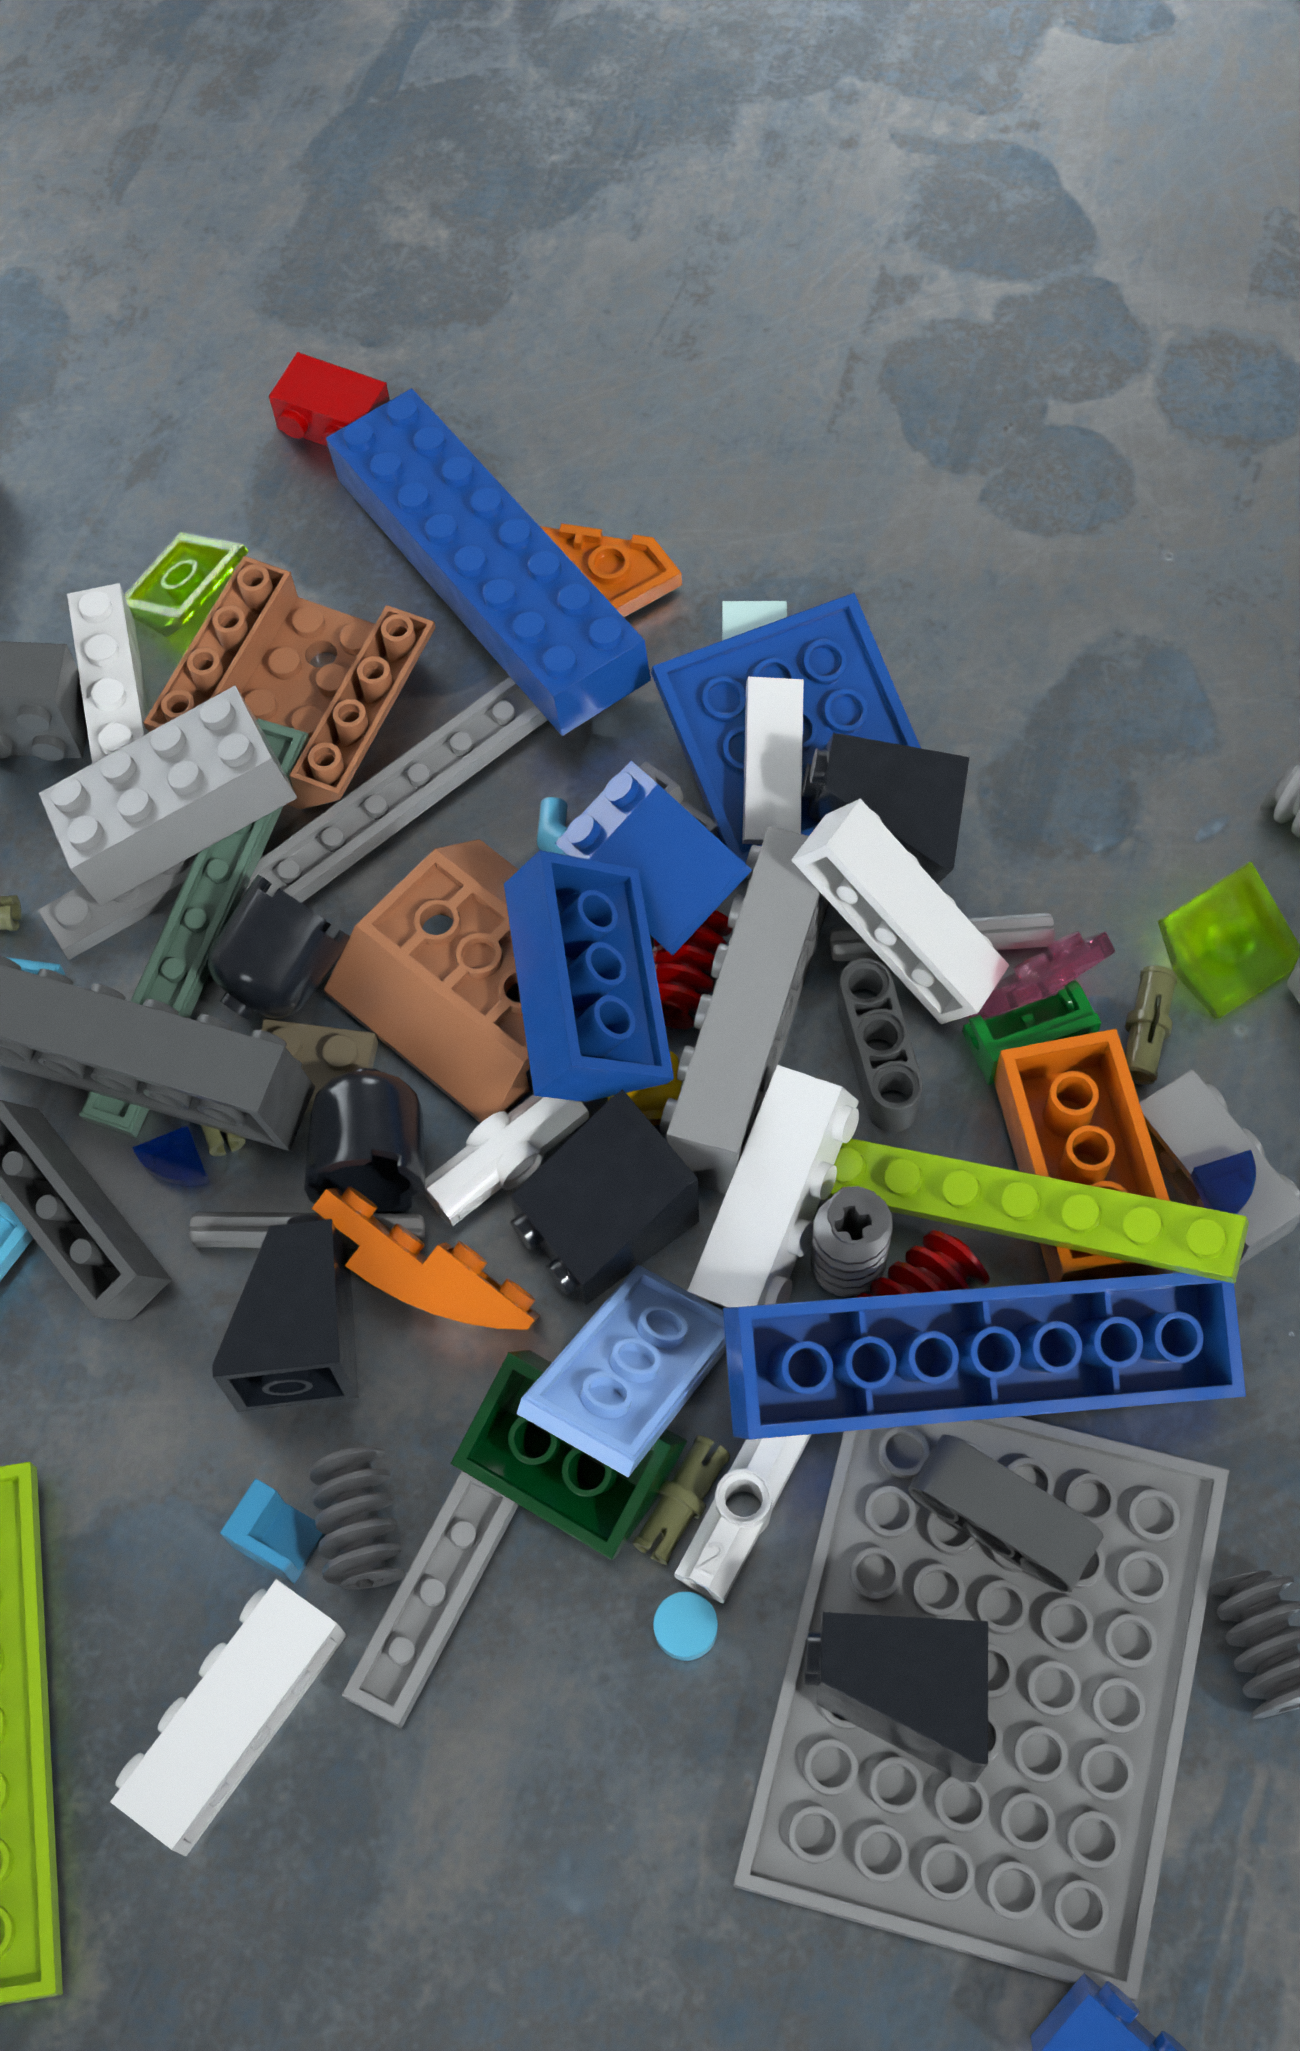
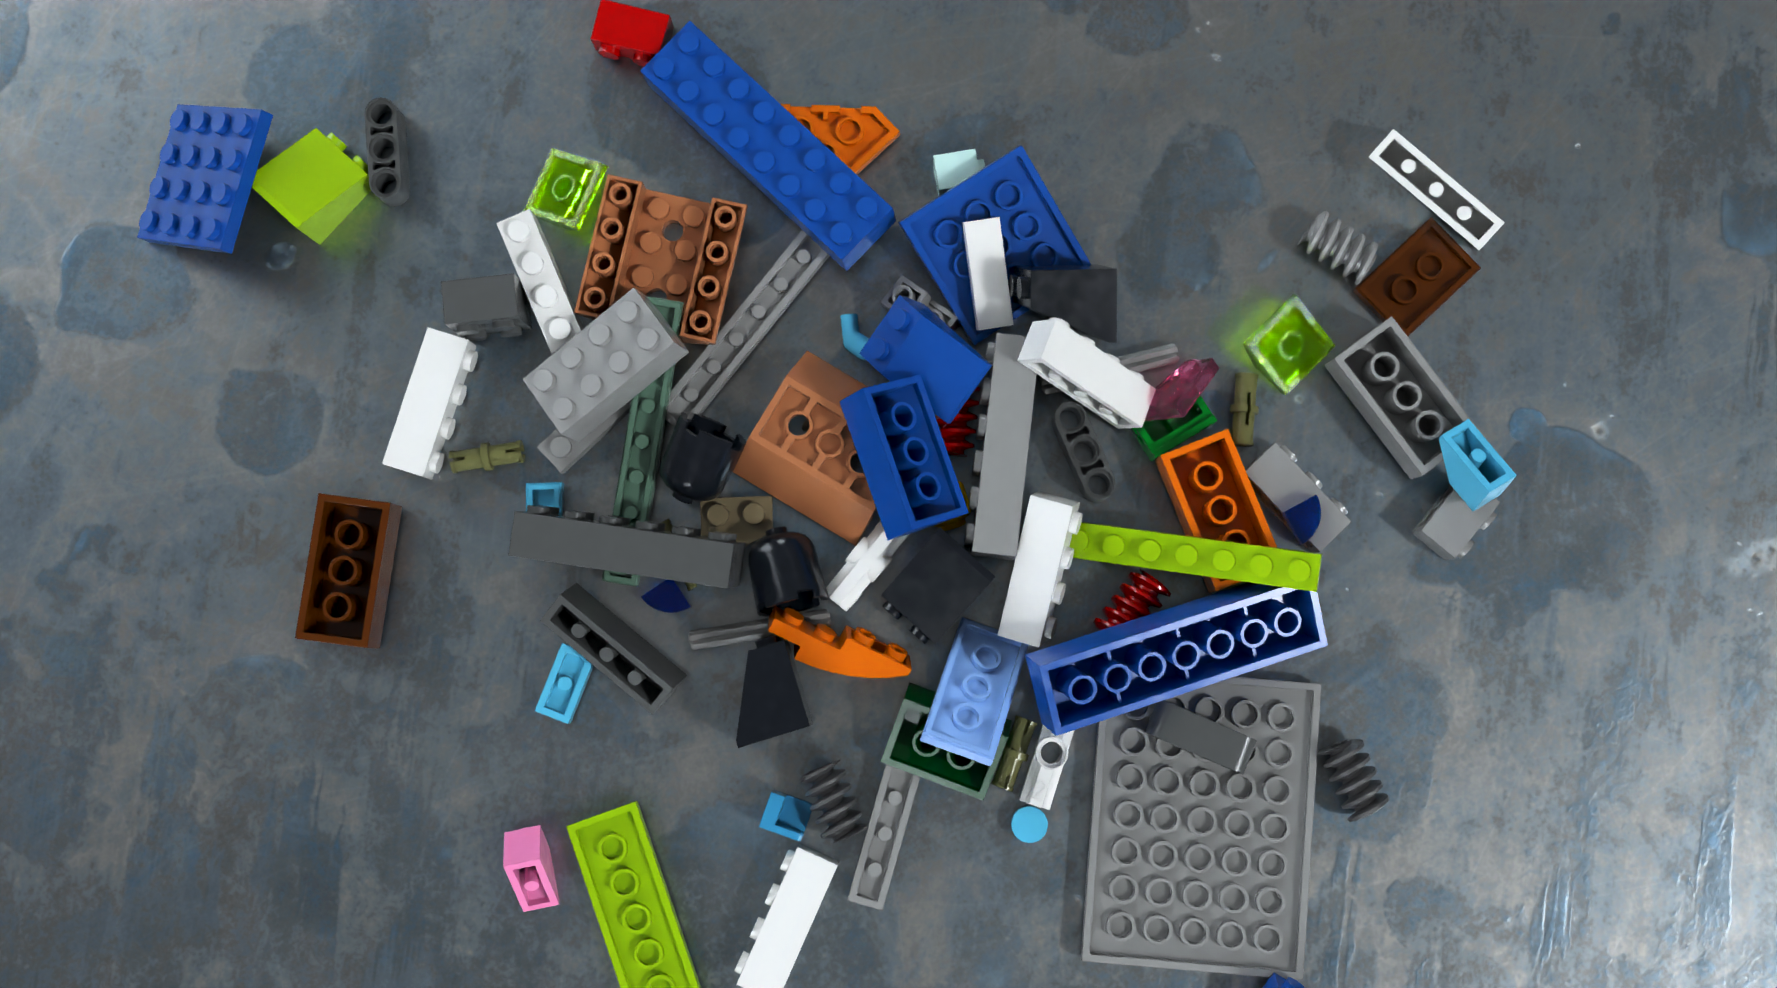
camera: 10 degrees left, 20 degrees up
(850, 1241) = (1088, 576): flat silver piece -> none
(907, 1684) = (1163, 847): black slope -> none

